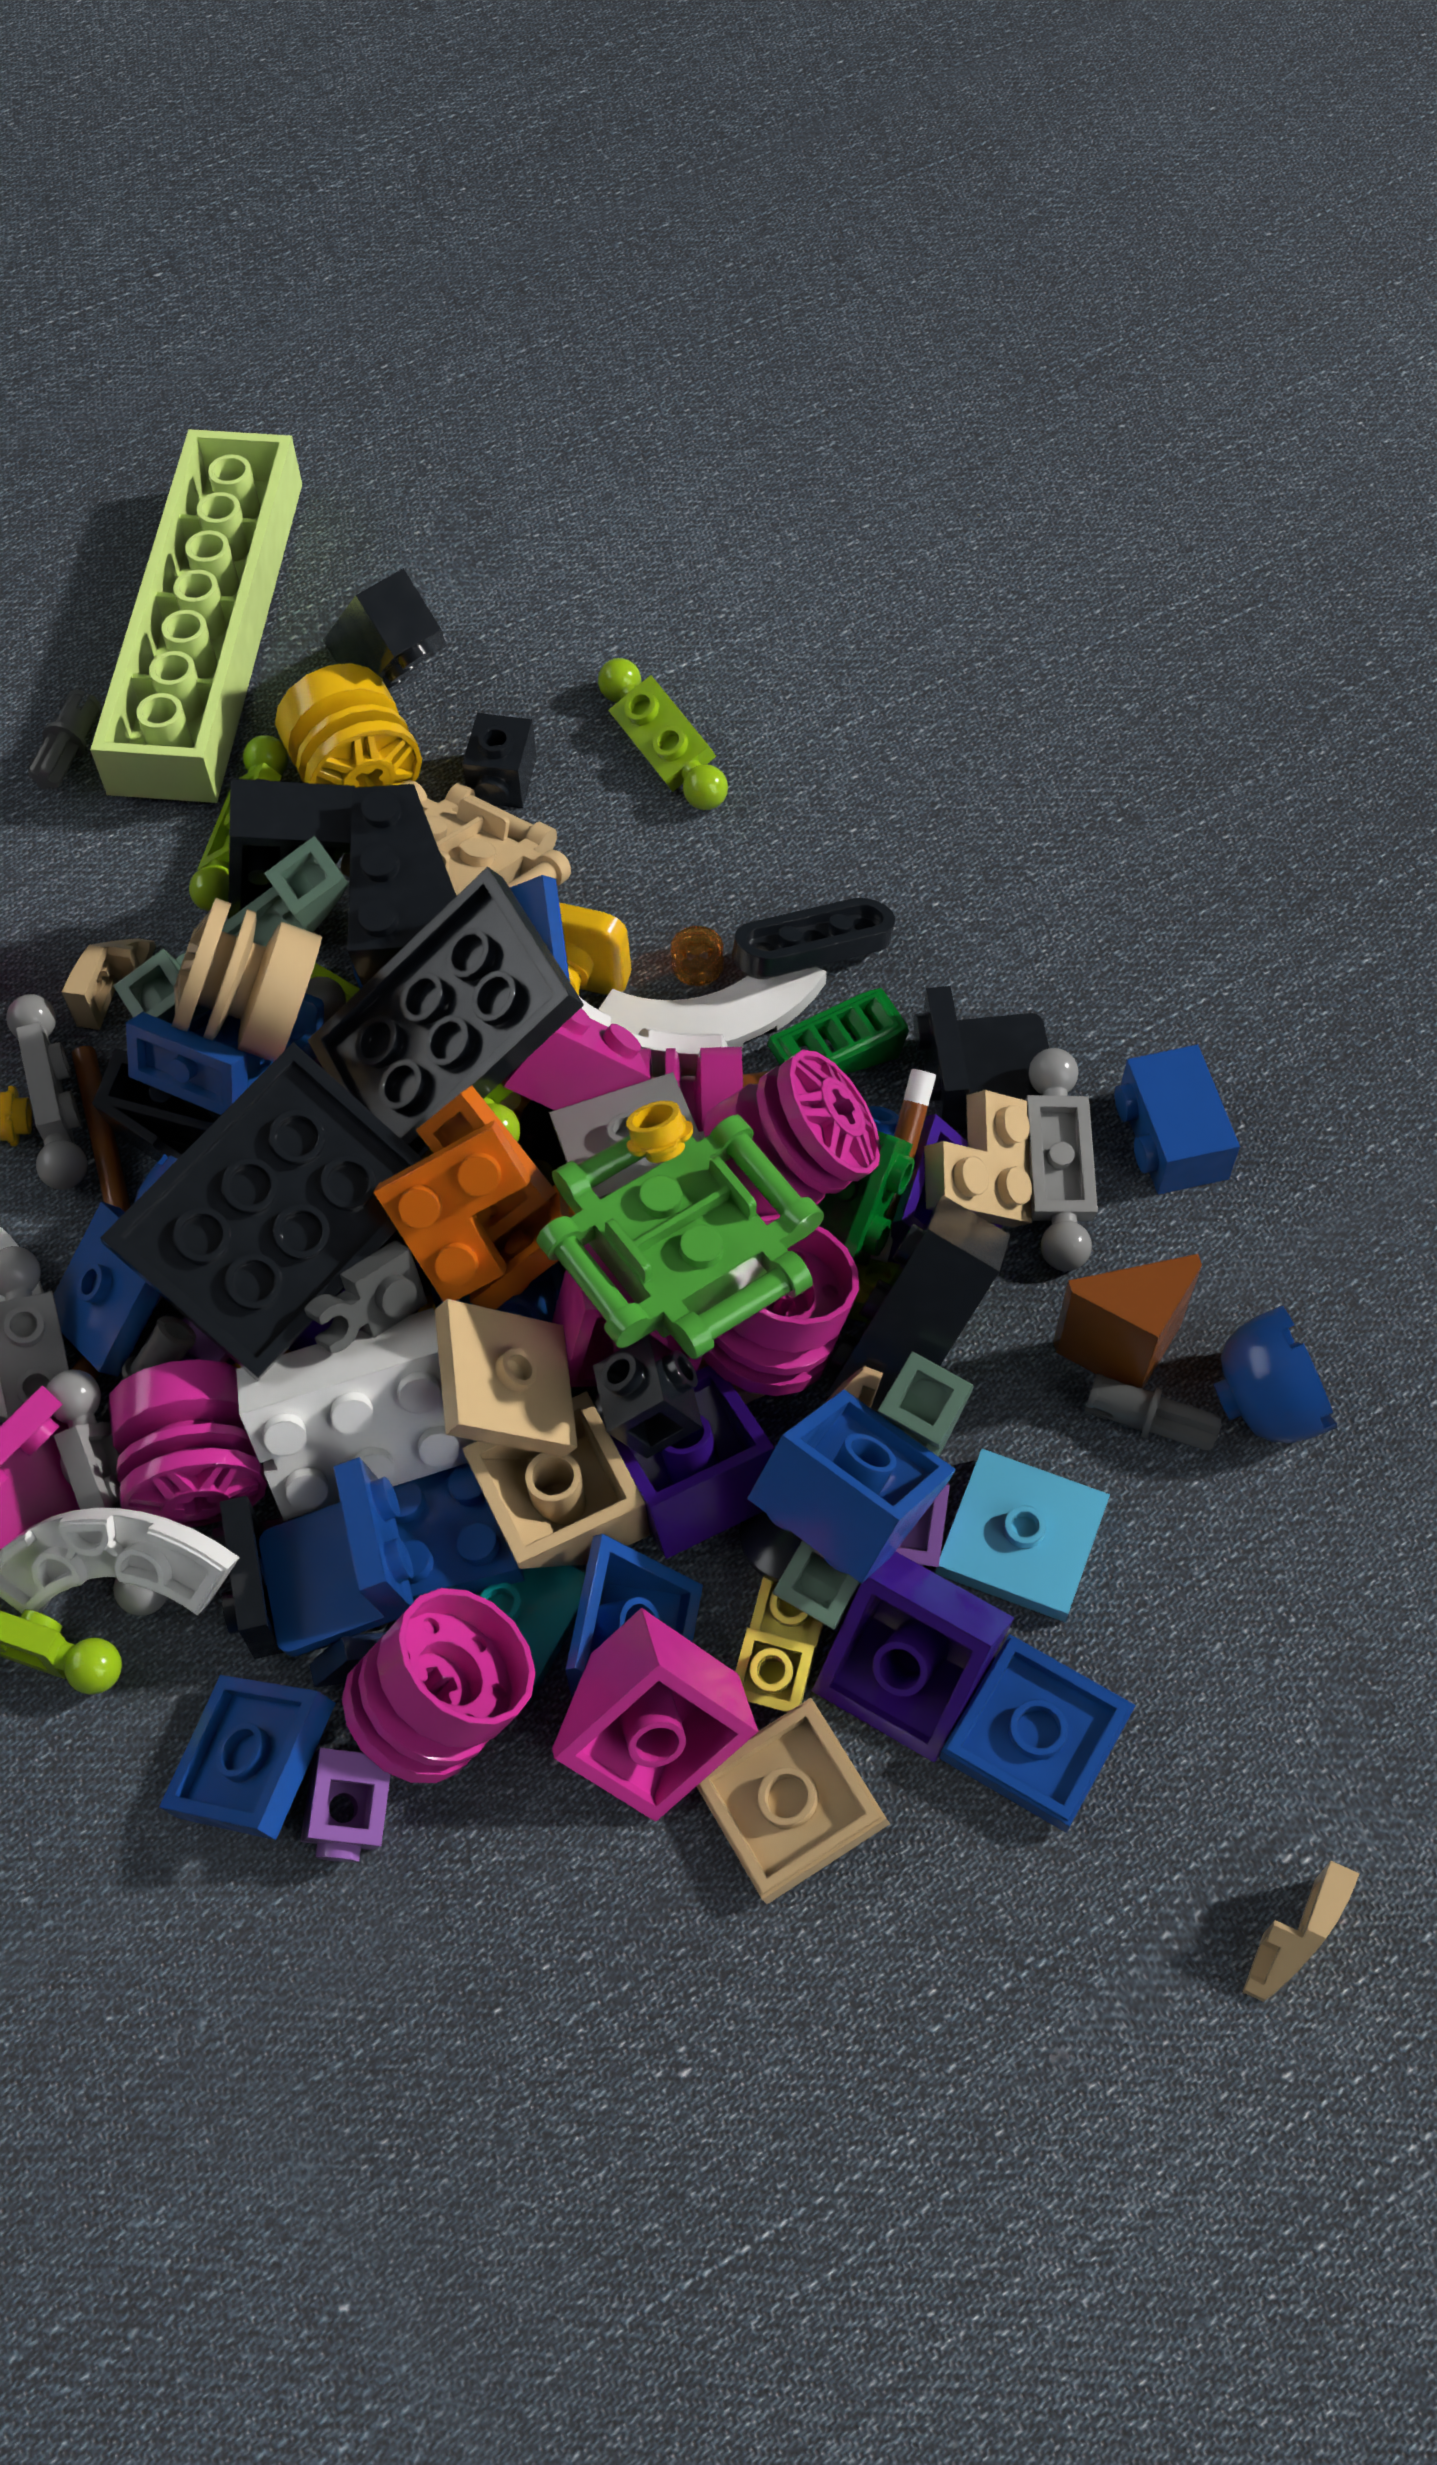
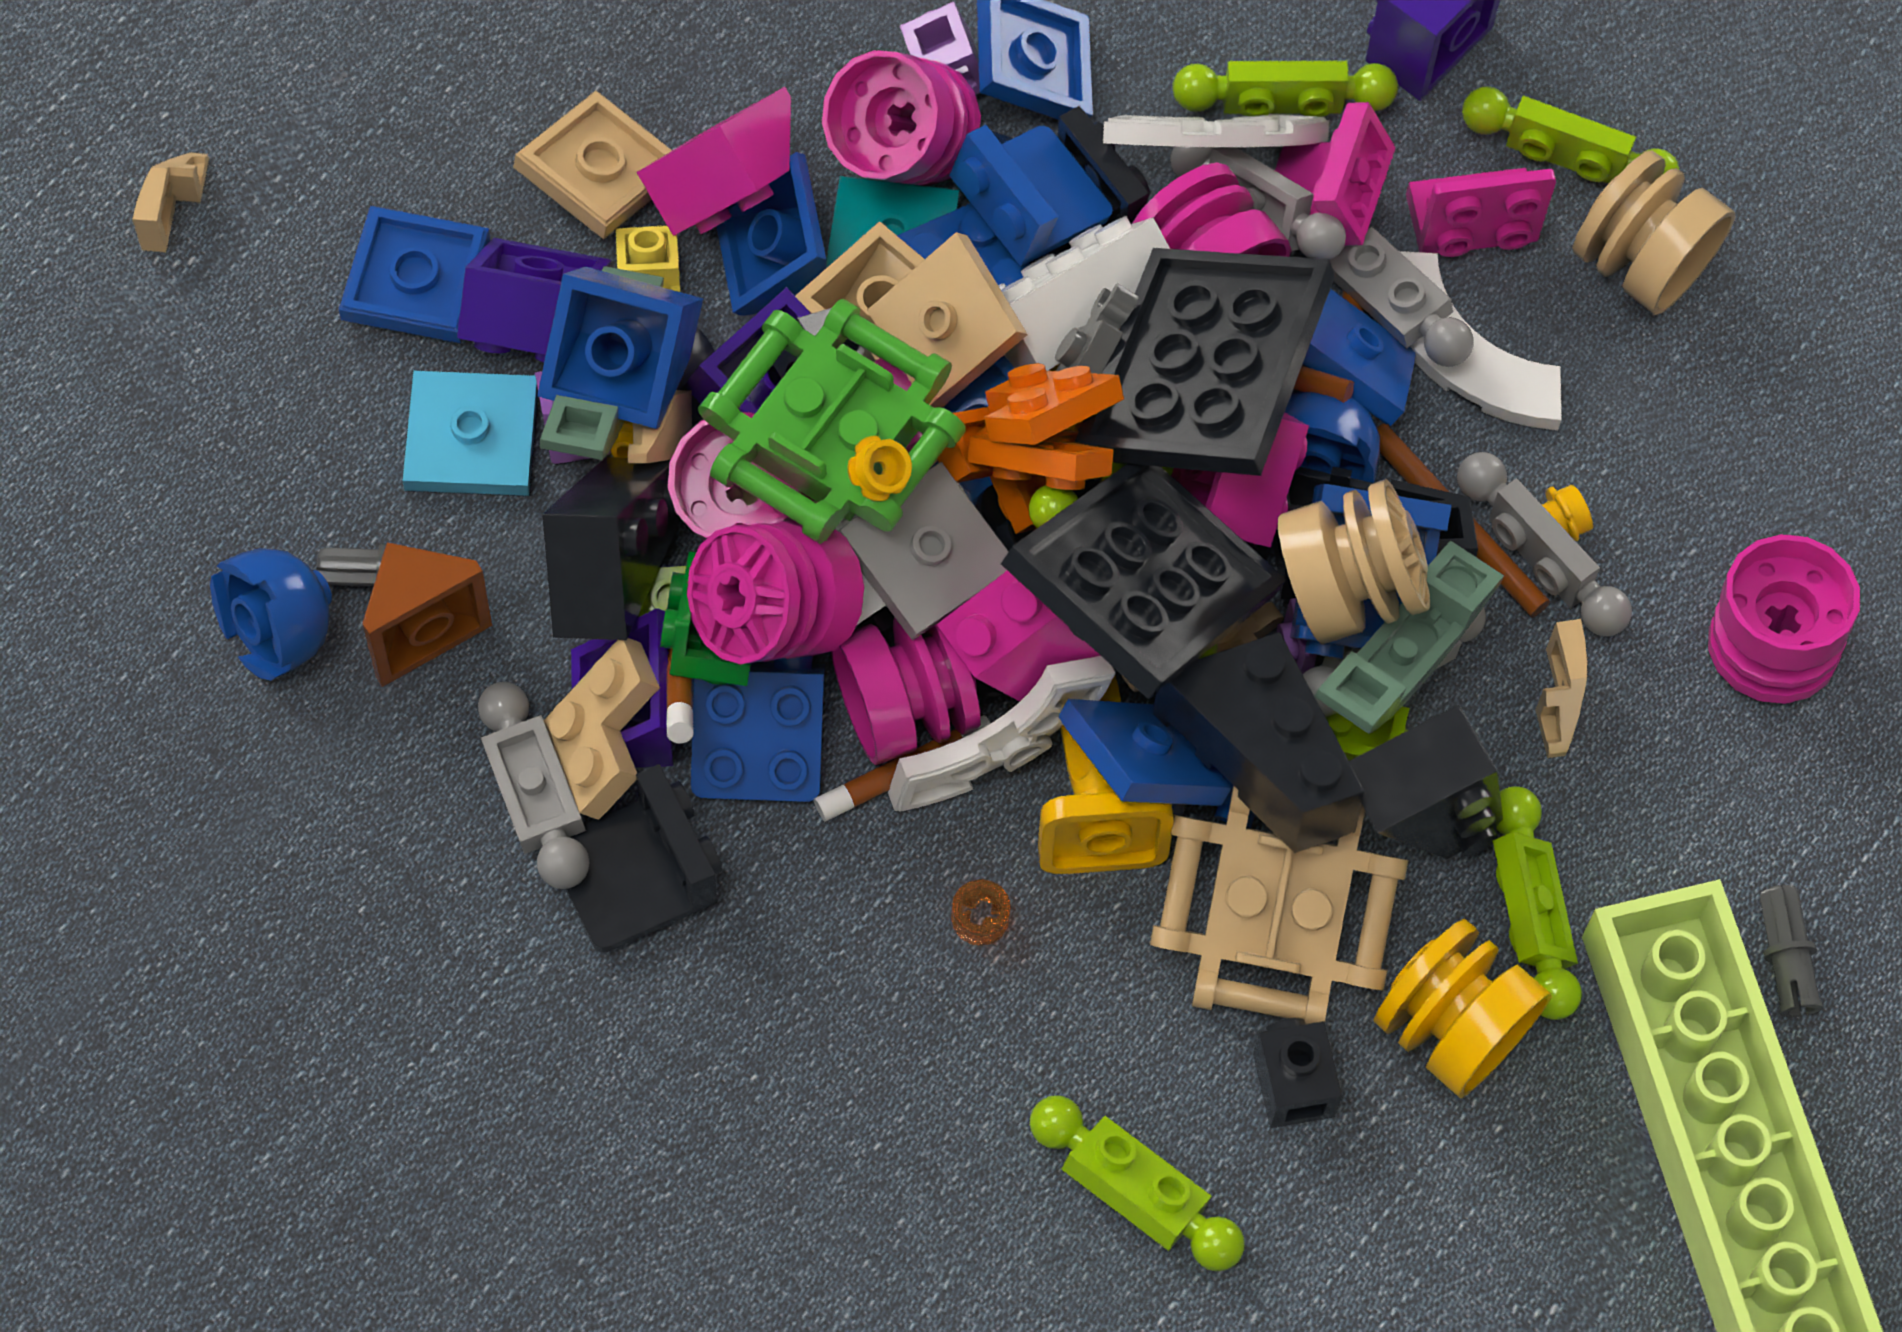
camera: 155 degrees right, 5 degrees up
(386, 630) = (1484, 1151): black wedge -> none
(736, 1011) = (930, 840): white tile -> none
(812, 937) = (869, 913): black plate -> none
(870, 1018) = (796, 875): green slope -> none
(1176, 1119) = (427, 864): blue brick -> none

